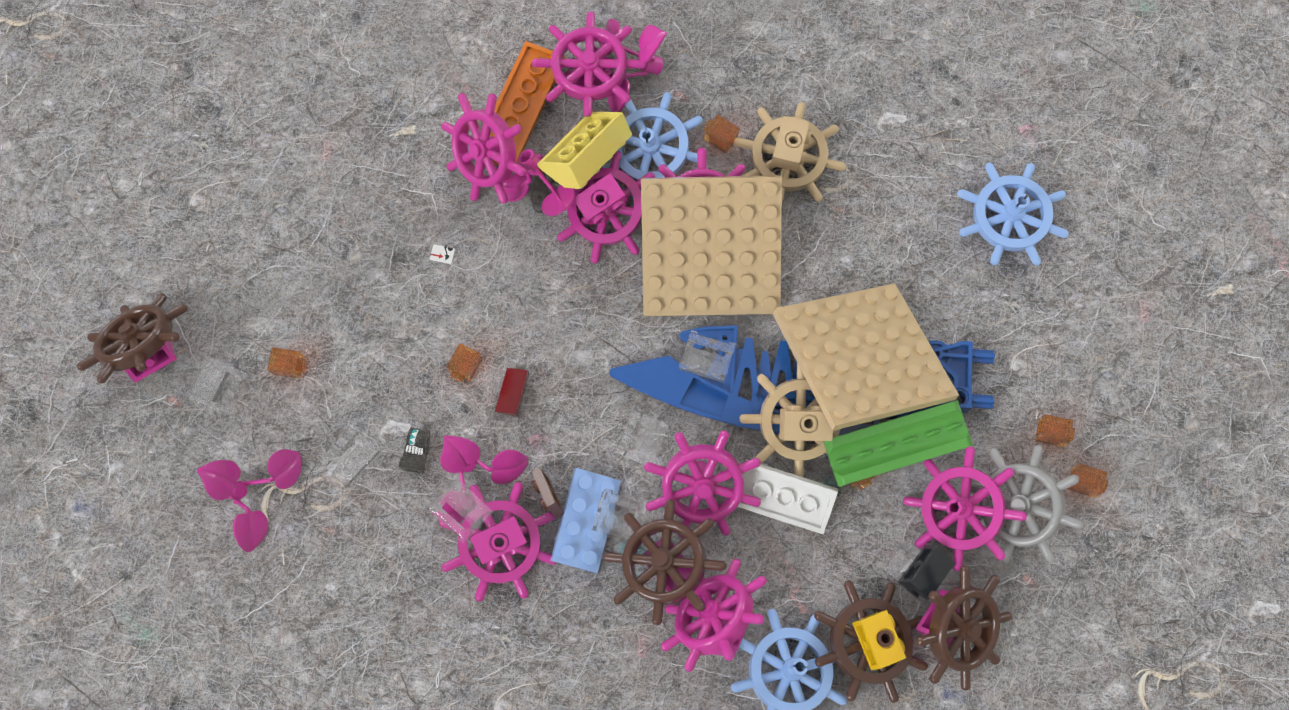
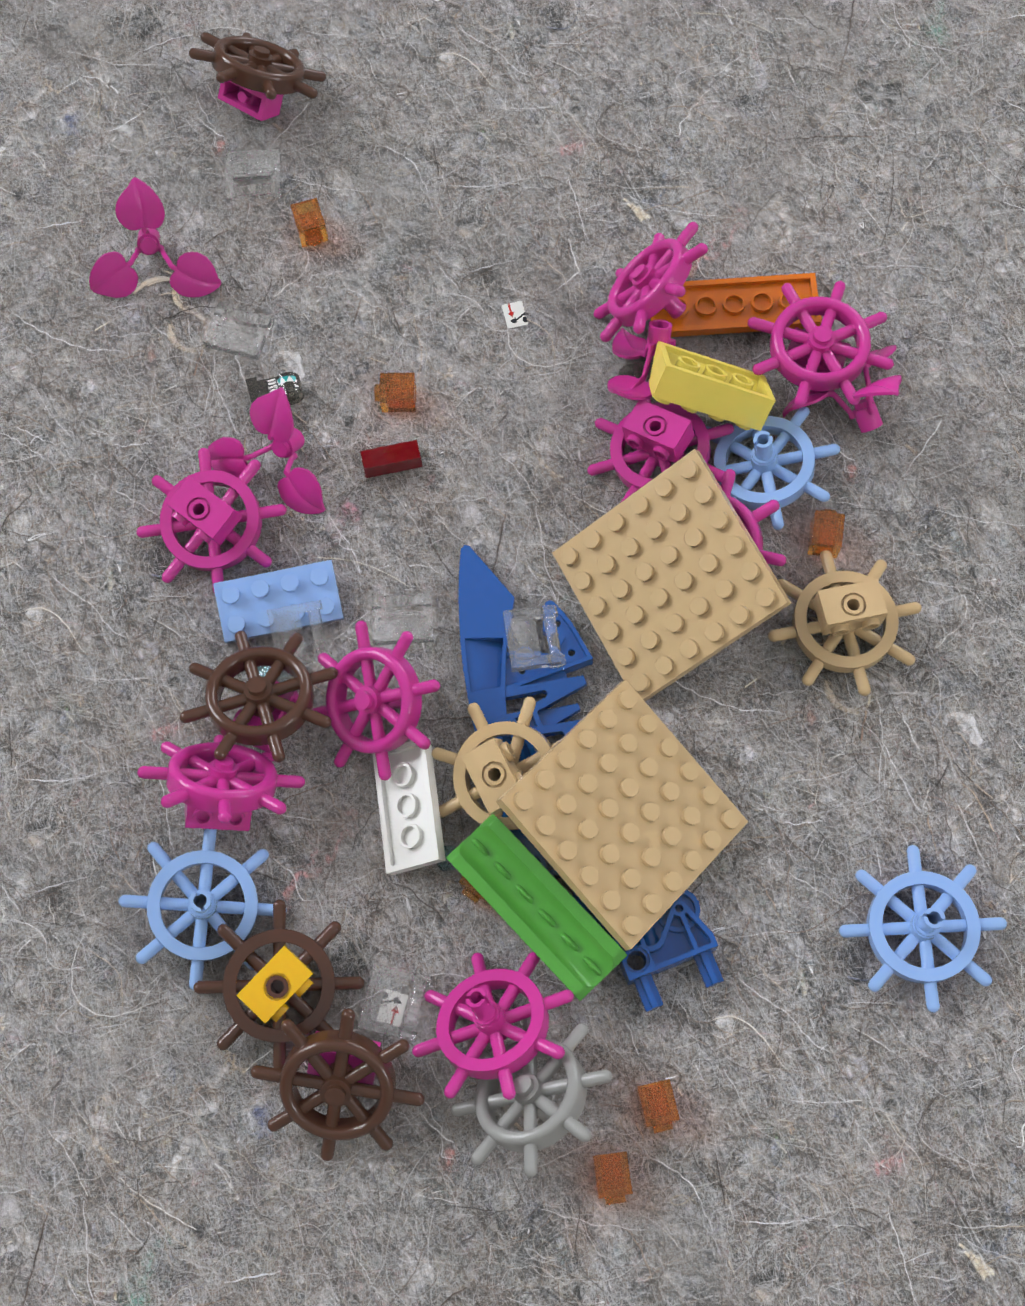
camera: 65 degrees right, 5 degrees down
(466, 504) = (230, 461): clear plate -> none
(543, 485) = (288, 542): plate -> none
(927, 571) = (392, 1014): black hinge -> none

